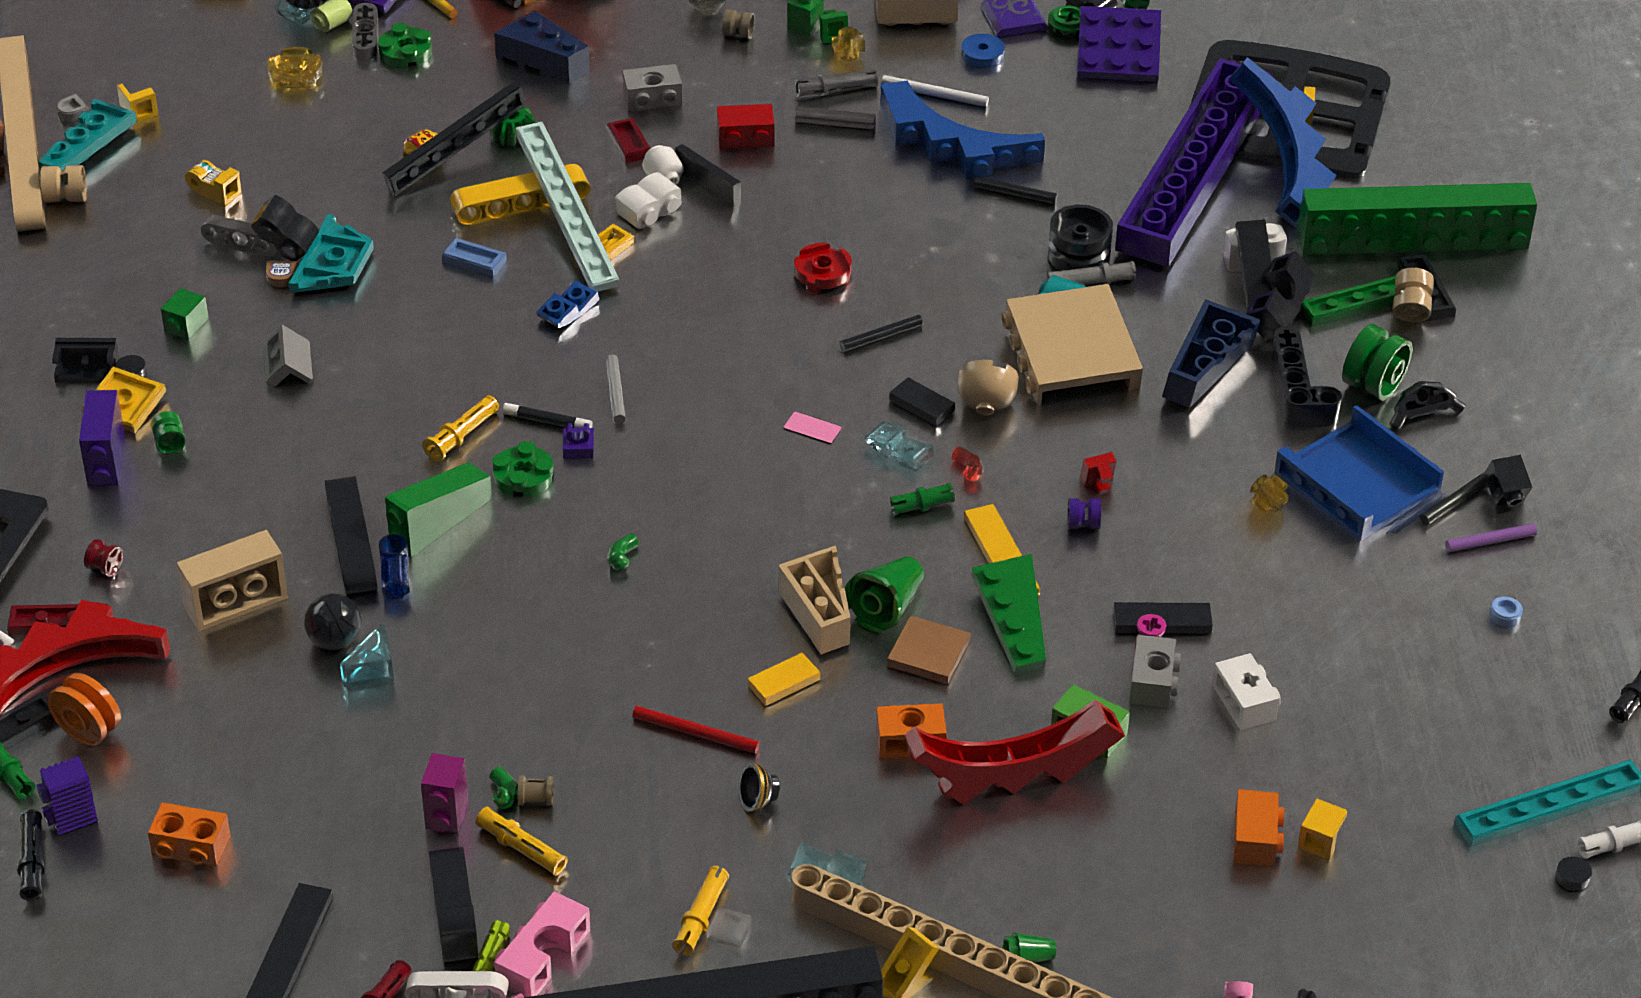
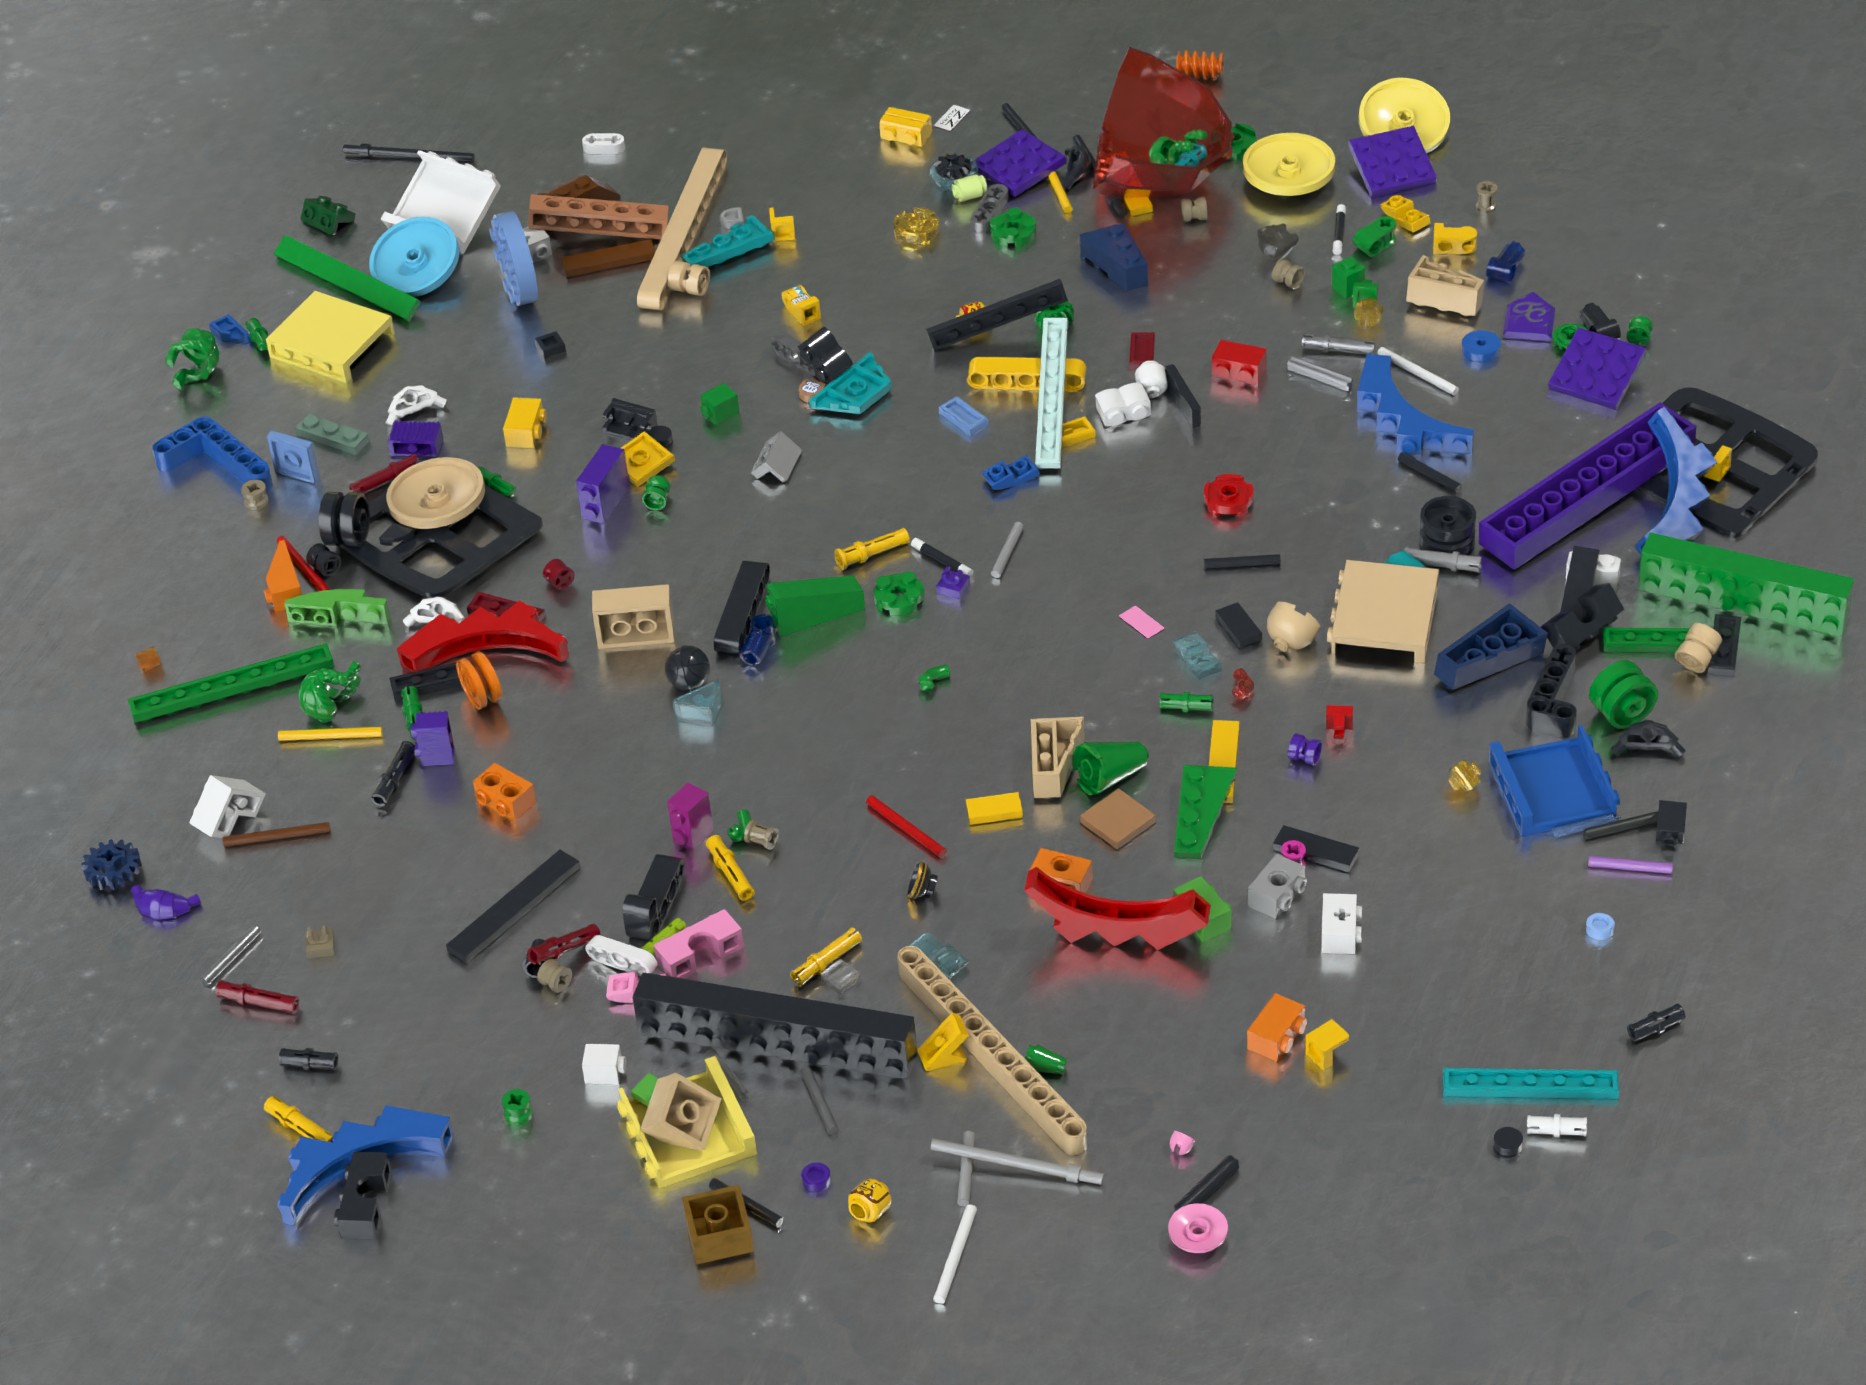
camera: 30 degrees right, 0 degrees up
(652, 87) = (1184, 311): light grey brick -> none

